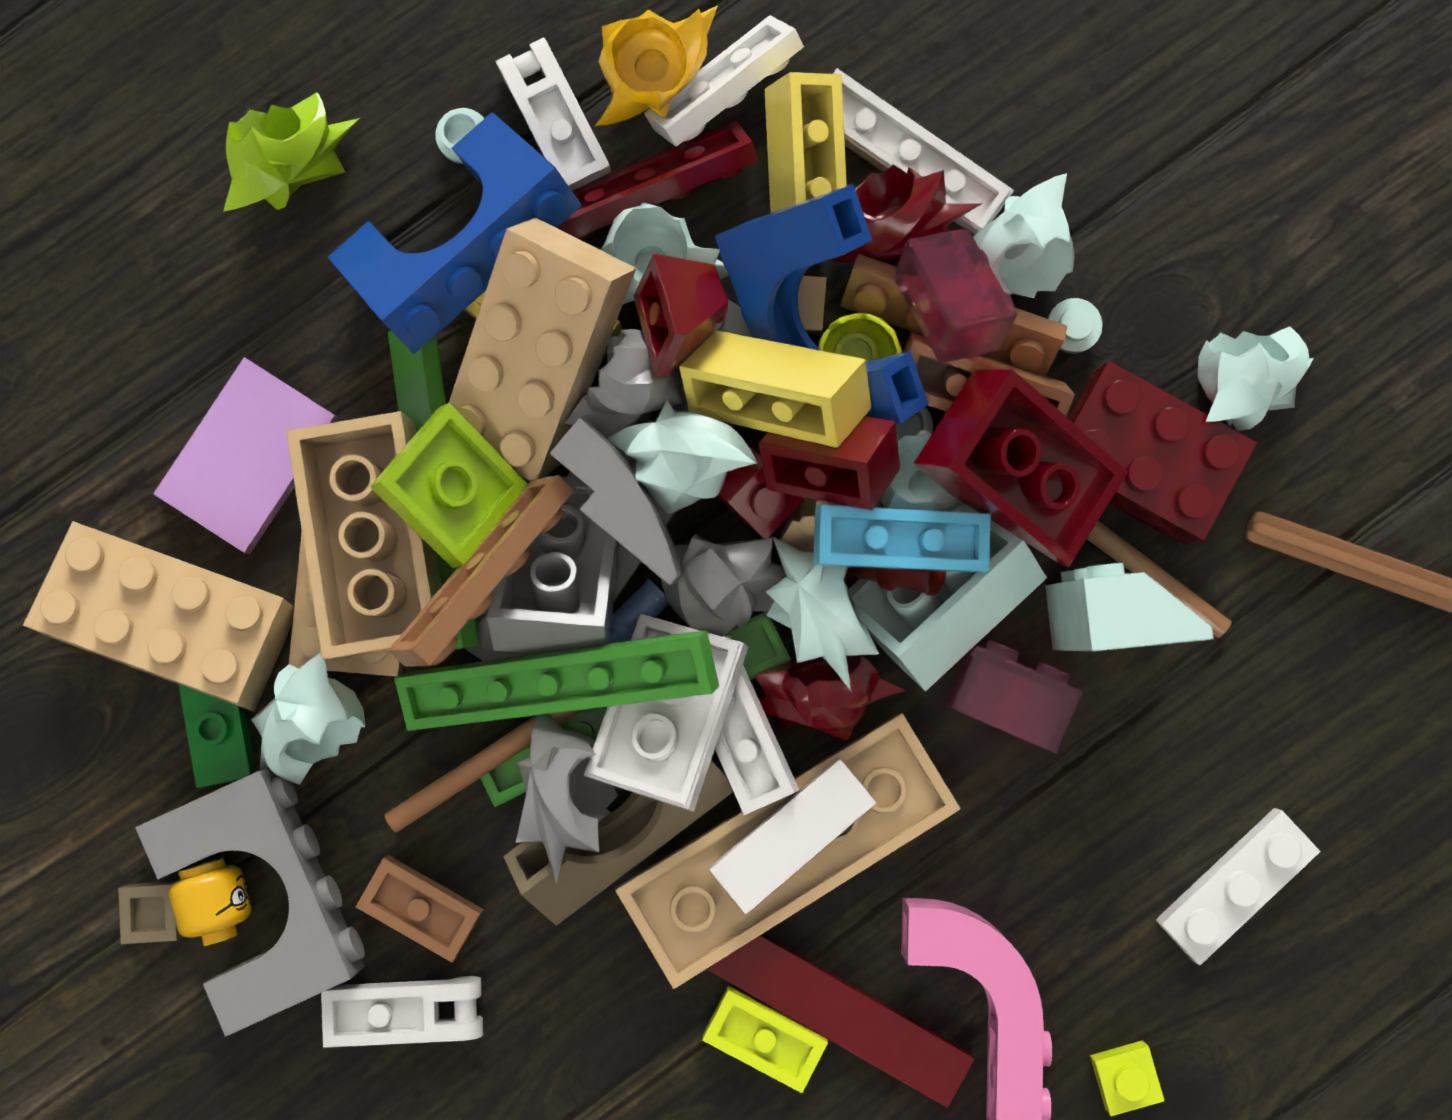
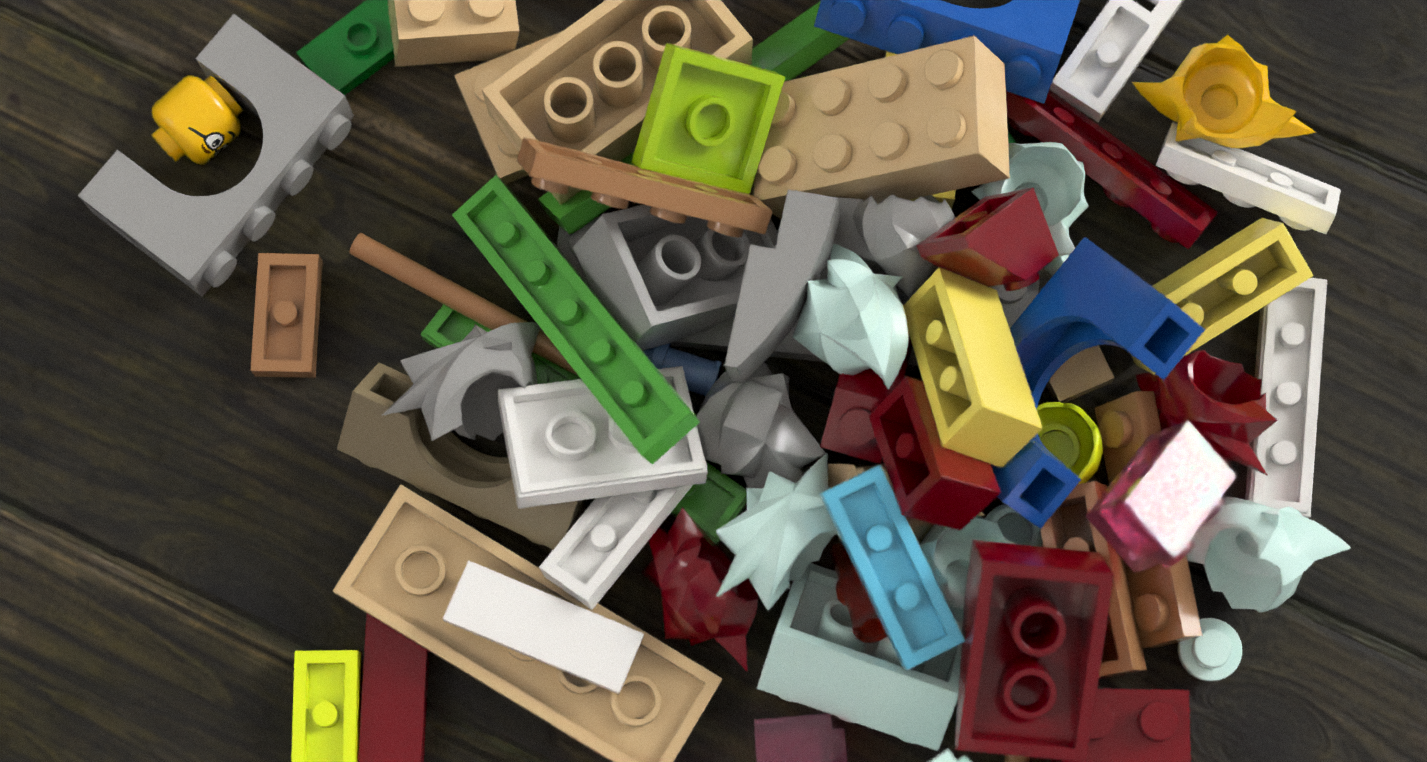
camera: 60 degrees right, 10 degrees down
(146, 913) = (154, 69): dark tan plate -> none
(306, 720) = (414, 115): light aqua hair -> none
(400, 1012) = (176, 349): white plate -> none

